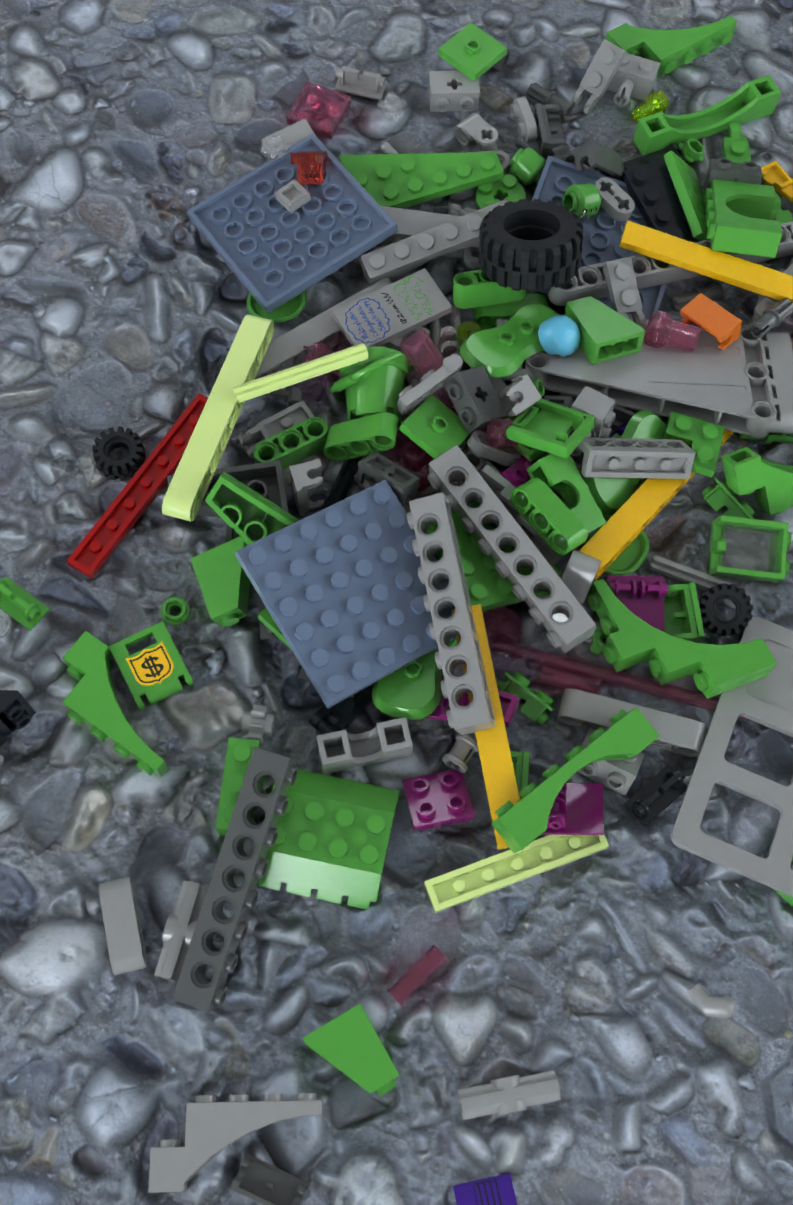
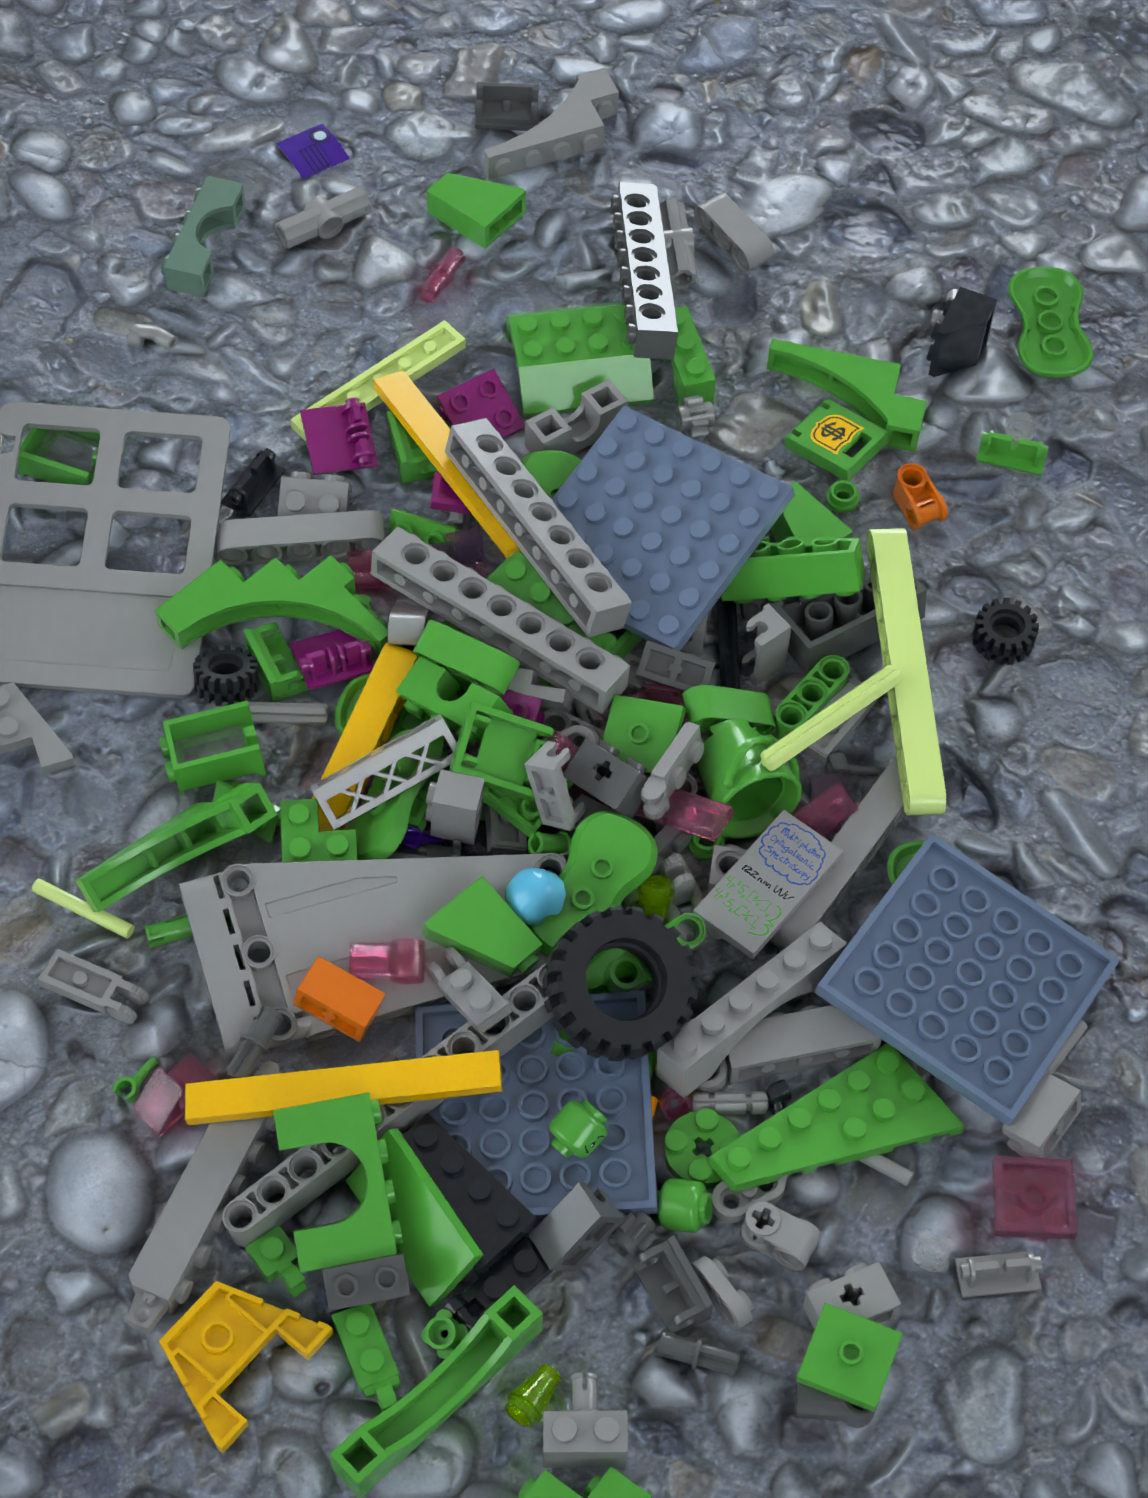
camera: 160 degrees right, 10 degrees down
(119, 580) = (921, 501): none -> orange piece
(136, 495) = (954, 606): red plate -> none
(275, 147) = (1056, 1065): clear plate -> none
(292, 195) = (983, 999): light grey tile -> none
(310, 166) = (985, 1042): clear red slope -> none
(529, 816) = (310, 484): bright green arch -> none
(599, 75) = (633, 1395): light grey hinge -> none
(612, 1151) = (215, 208): none -> sand green arch
(615, 198) = (539, 1158): light grey beam -> none

